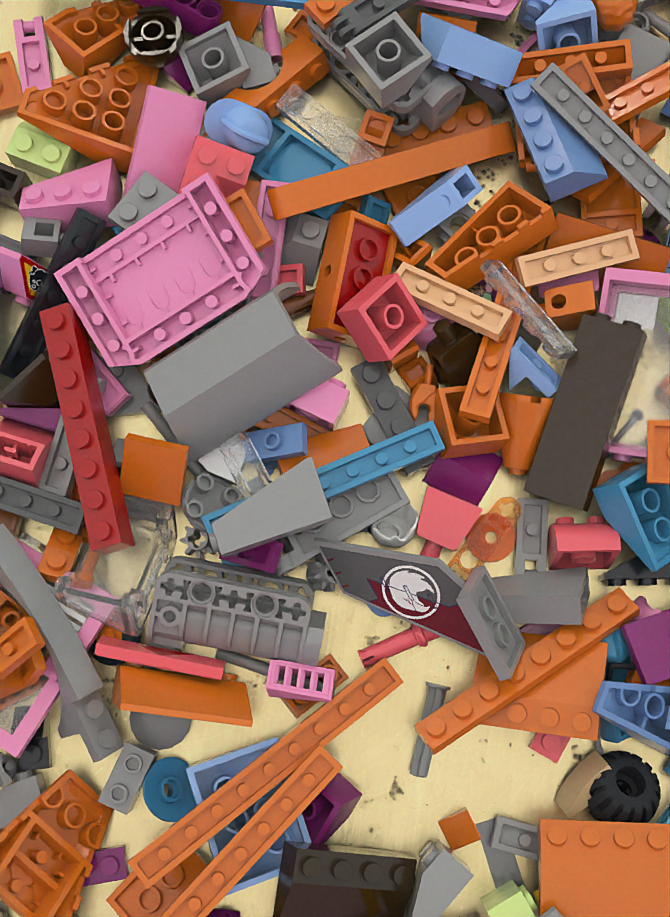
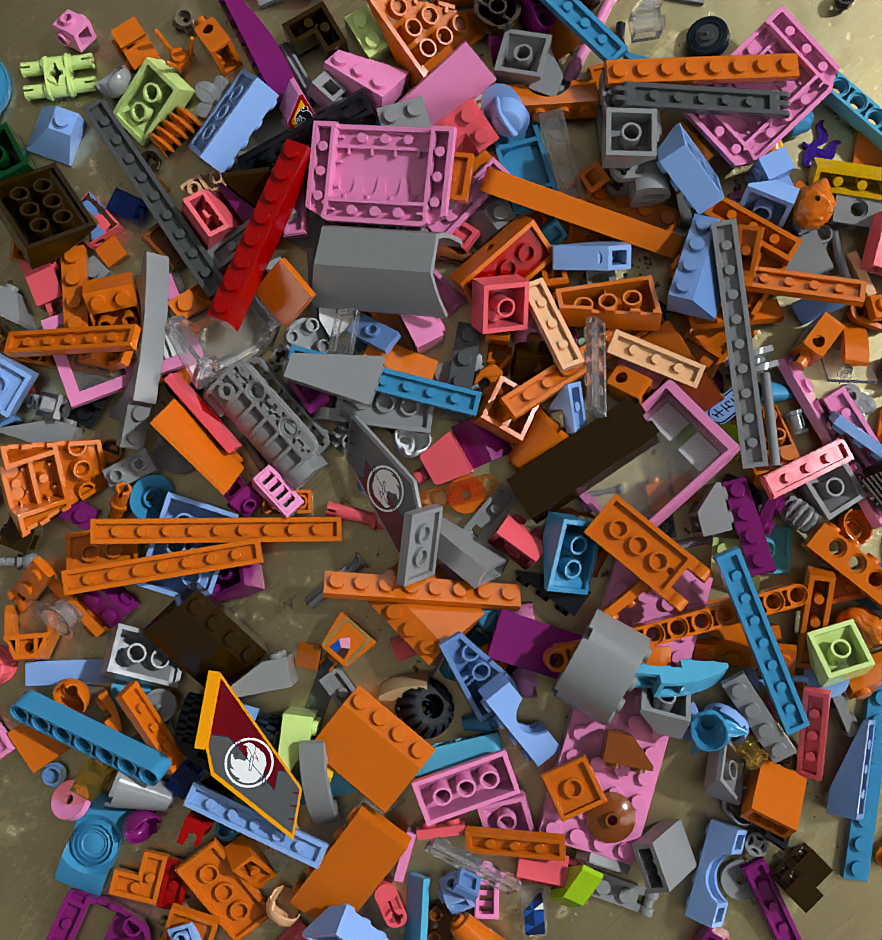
camera: 40 degrees right, 5 degrees up
(90, 772) = (112, 452): none -> orange tile
(140, 820) = (120, 501): none -> orange pin
(271, 715) = (243, 497): none -> magenta brick
(487, 785) = (345, 642): none -> orange torso

